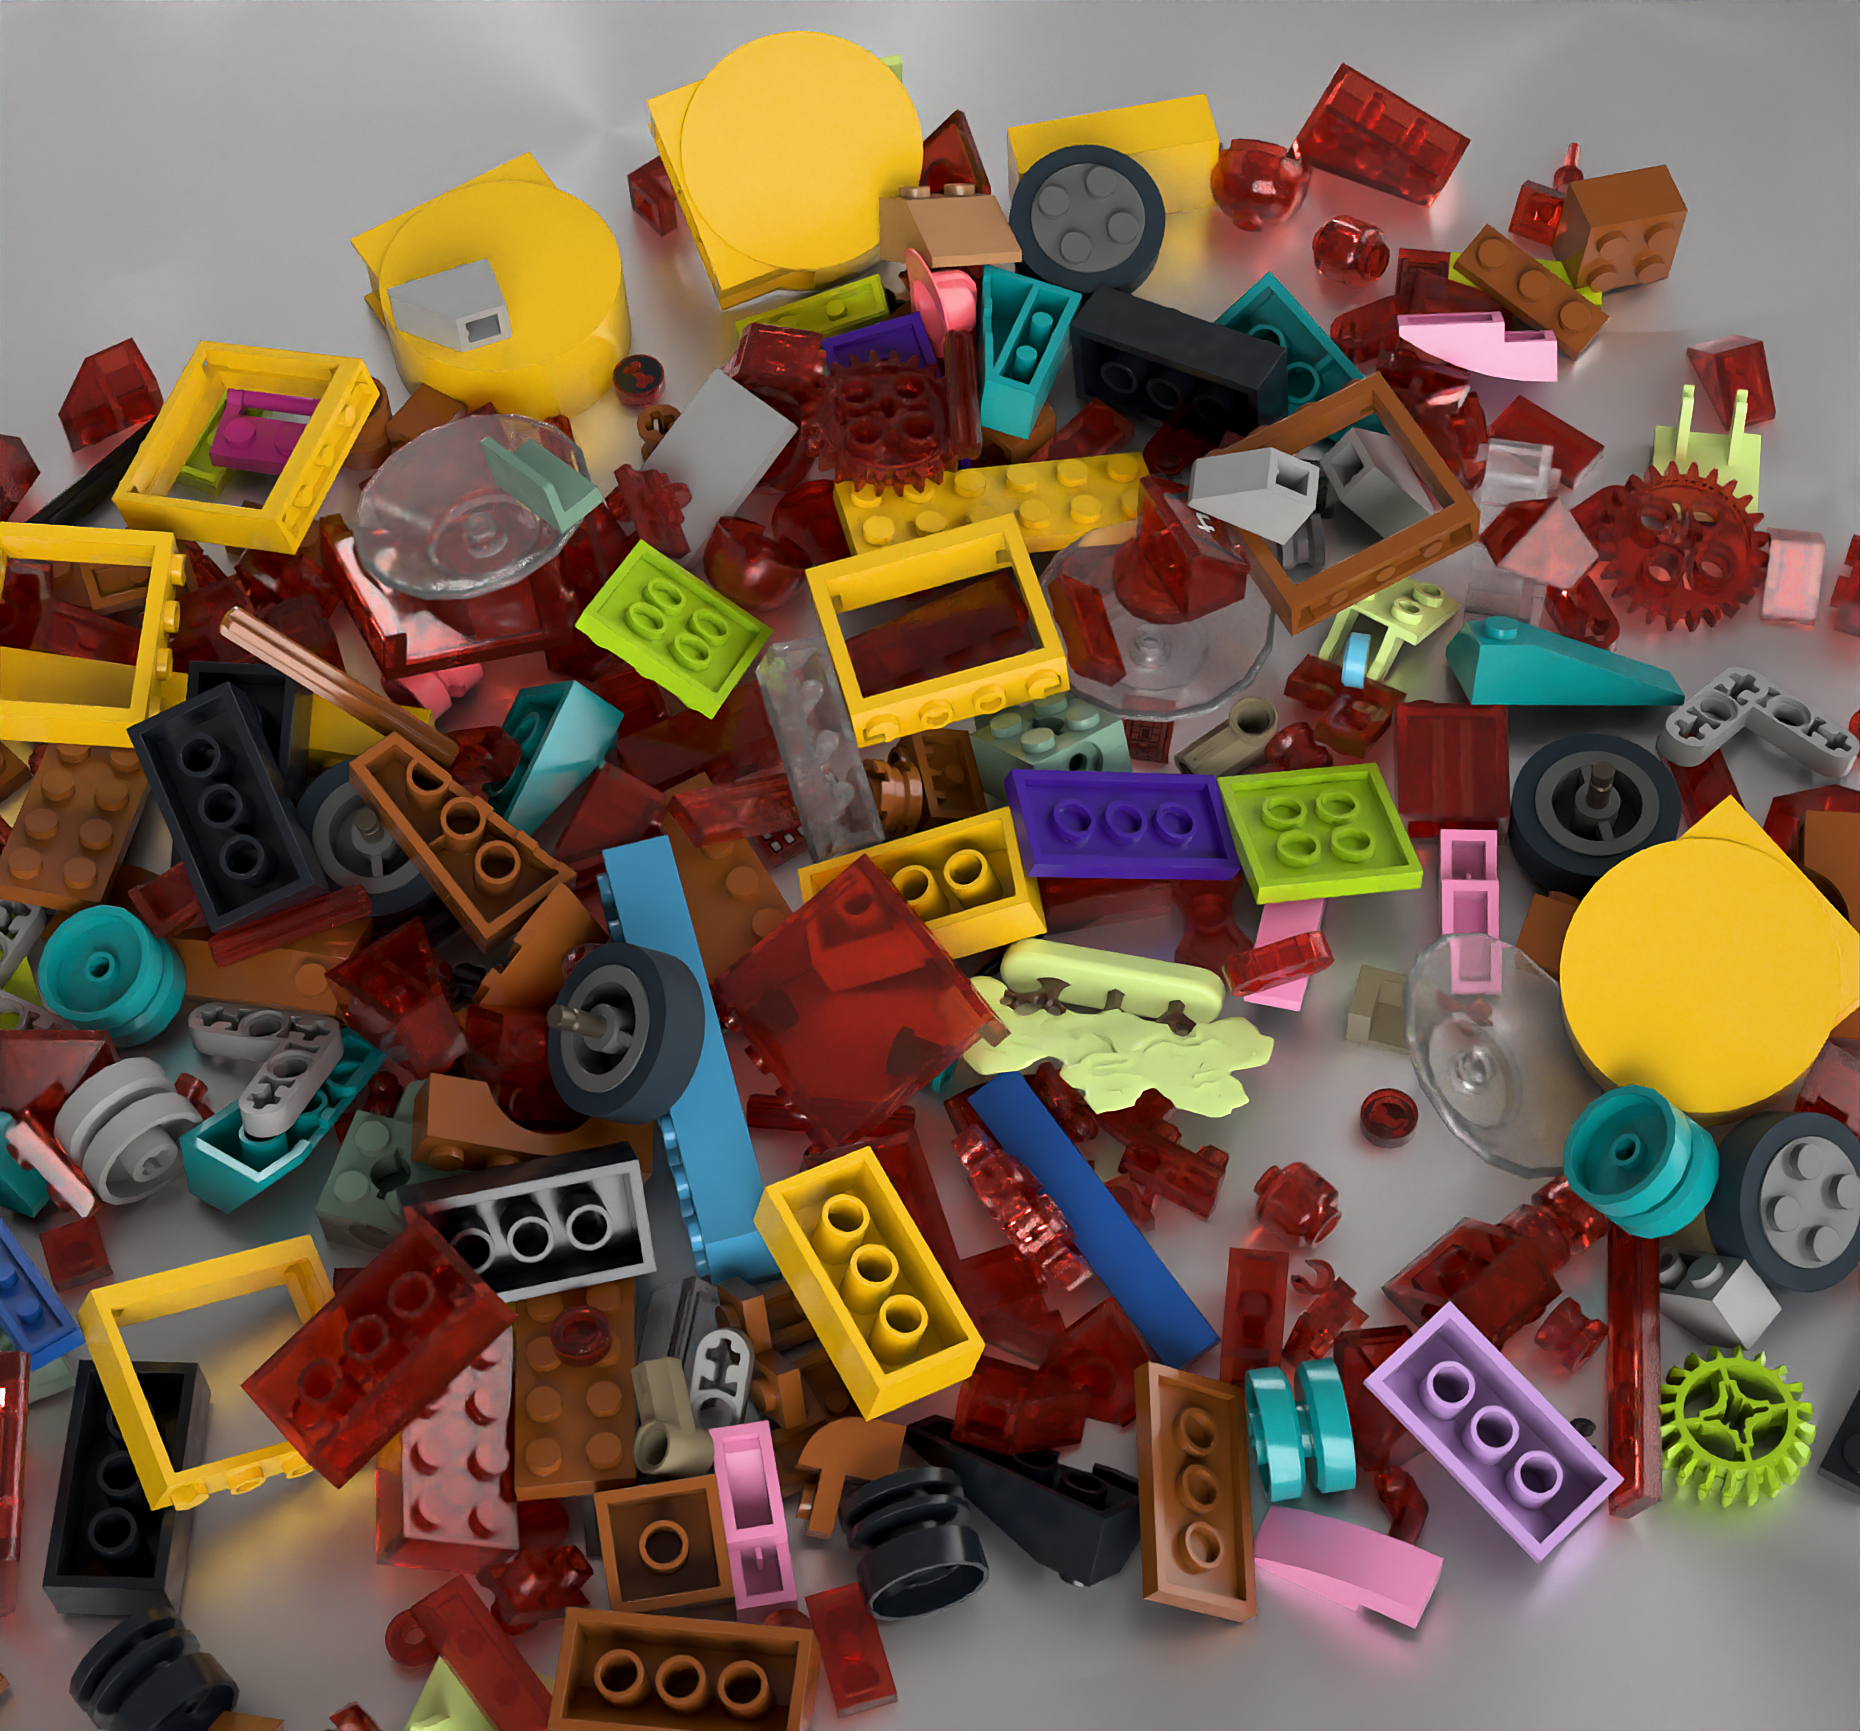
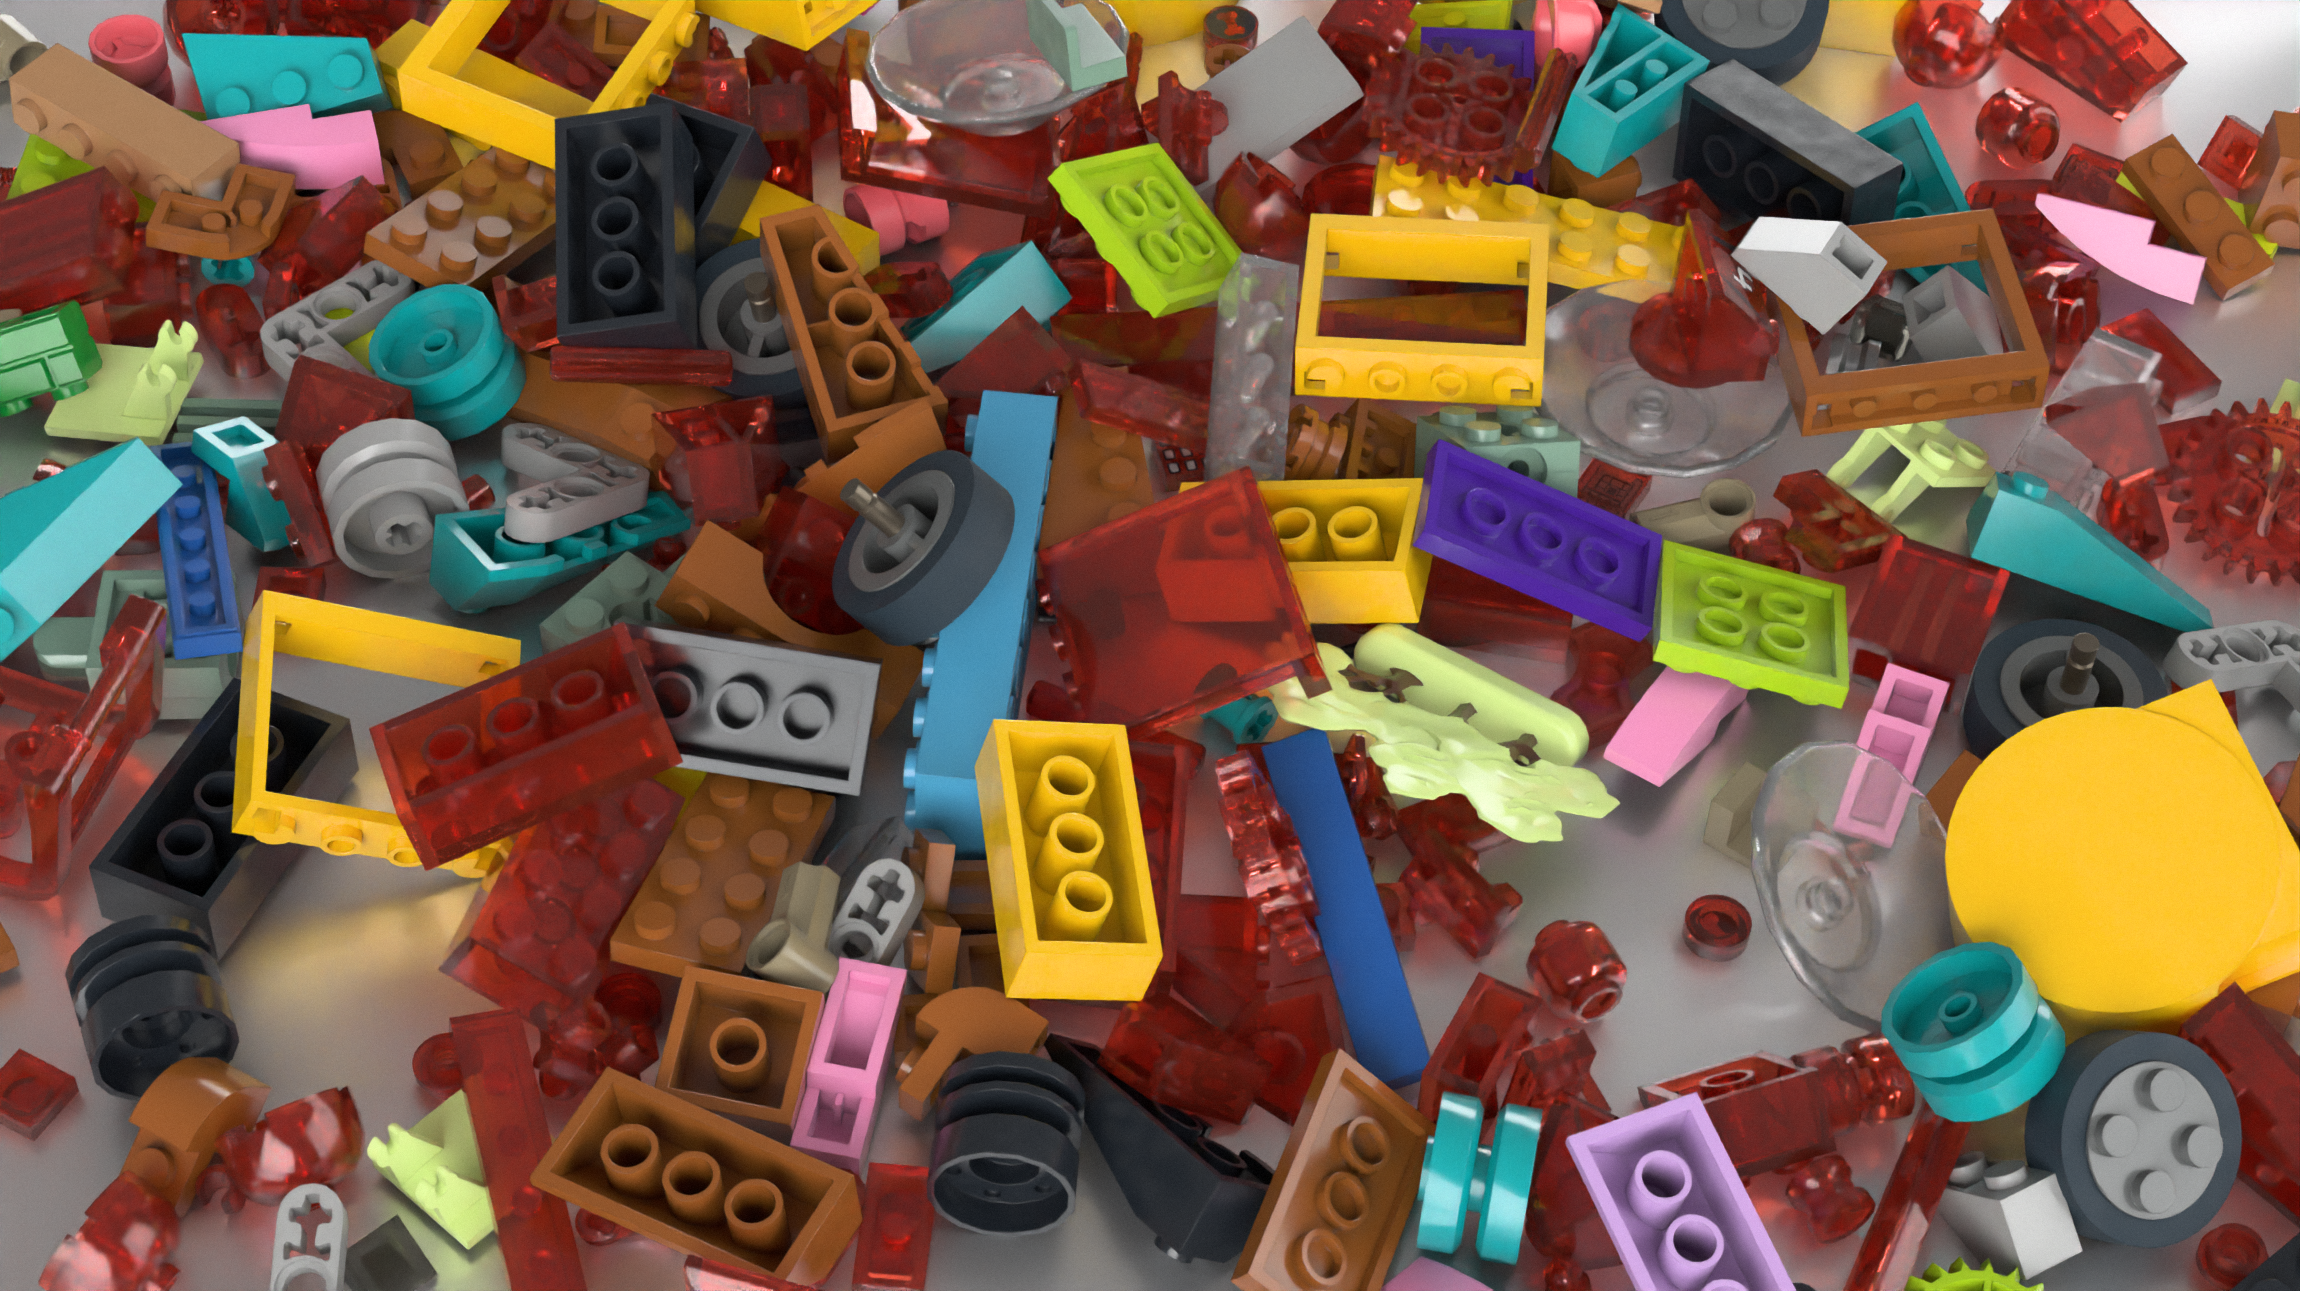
camera: 15 degrees right, 10 degrees down
(335, 685) = (780, 152): dark orange axle -> none
(581, 1336) = (749, 824): clear red tile -> none
(1086, 630) = (1580, 356): clear red plate -> none
(1278, 963) = (1651, 723): clear red beam -> none
(1356, 660) = (1862, 481): medium azure tile -> none

